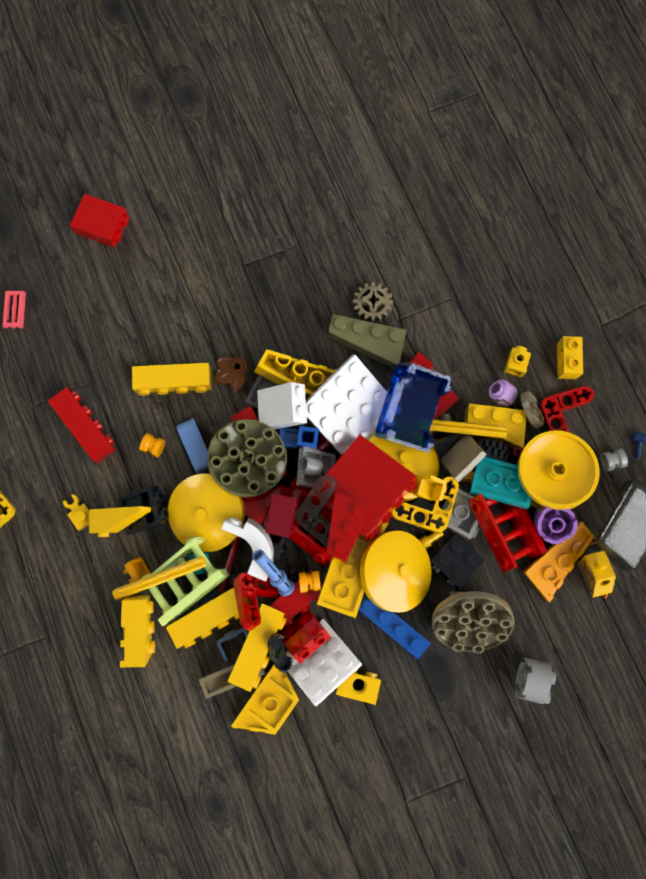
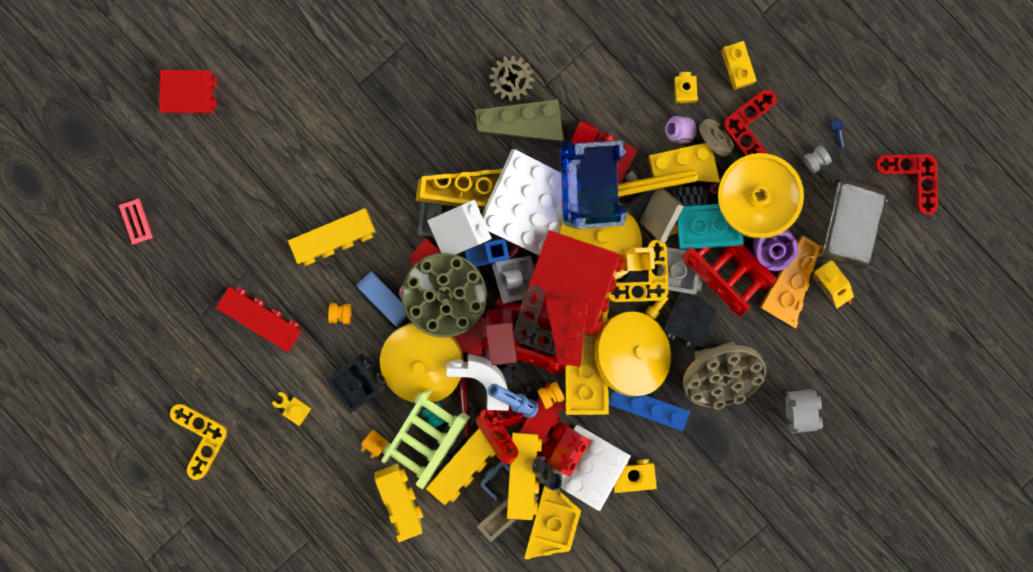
camera: 20 degrees left, 10 degrees up
(114, 519) = (330, 404): yellow slope -> none
(159, 578) = (402, 444): yellow axle -> none
(229, 374) = (388, 209): reddish brown plate -> none

